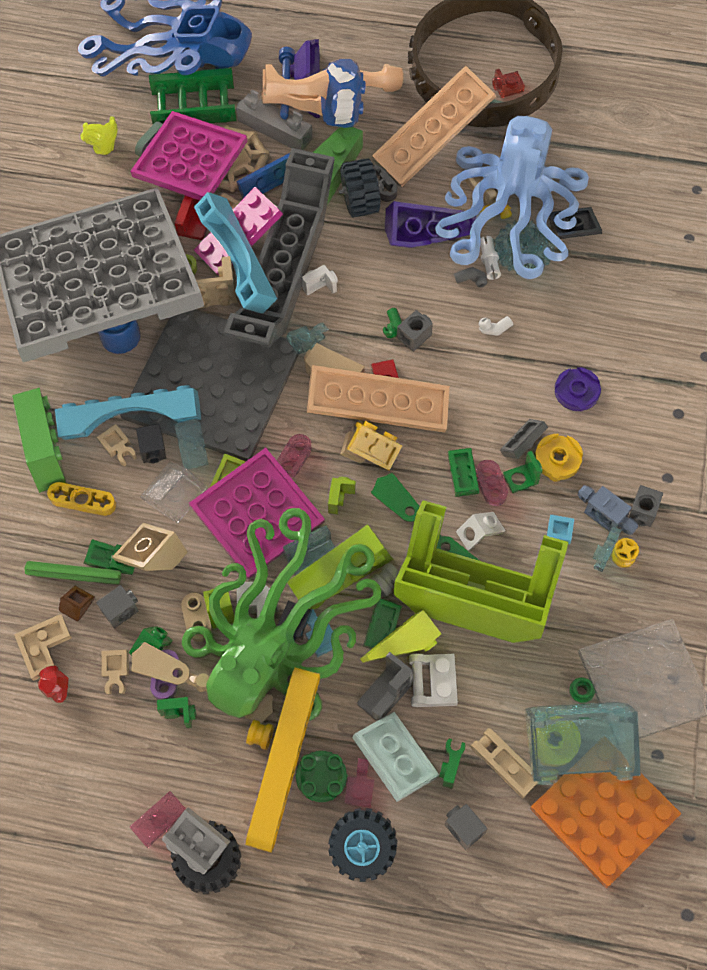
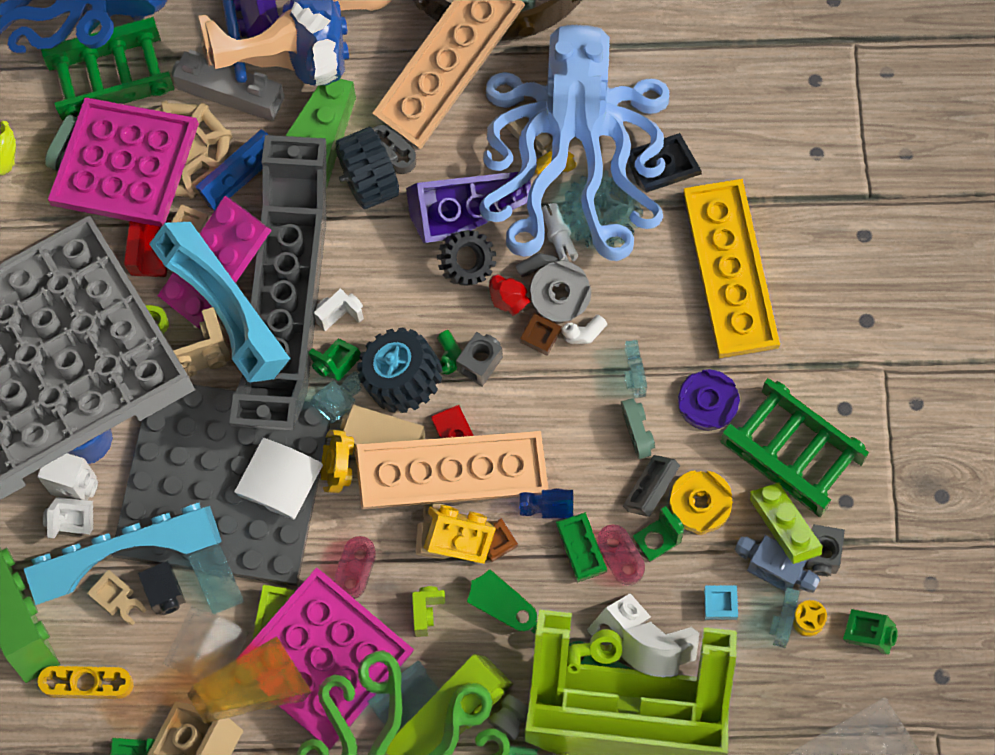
camera: 10 degrees left, 5 degrees up
(95, 383) = (68, 516): none -> white bracket
(101, 355) = (69, 478): none -> white brick
(198, 514) = (250, 683): none -> clear yellow wedge
(251, 383) = (278, 478): none -> white slope
(293, 385) = (335, 461): none -> yellow plate
(311, 313) = (335, 360): none -> green bracket
(355, 326) = (399, 370): none -> black wheel
(405, 458) = (502, 541): none -> dark orange tile
(431, 257) = (483, 257): none -> black tyre
(444, 291) = (508, 294): none -> red rock
(448, 437) = (552, 503): none -> clear blue plate
(459, 542) = (601, 653): none -> lime plate
(462, 322) = (540, 334): none -> reddish brown plate
(481, 282) = (544, 298): none -> light grey plate
(505, 553) = (659, 653): none -> white brick
(522, 406) = (641, 439): none -> sand green plate
(526, 363) = (635, 376): none -> clear light blue plate
(611, 303) = (731, 268): none -> yellow plate
(619, 480) = (785, 523): none -> lime plate
(628, 451) = (790, 476): none -> green fence
(670, 569) = (871, 630): none -> green bracket

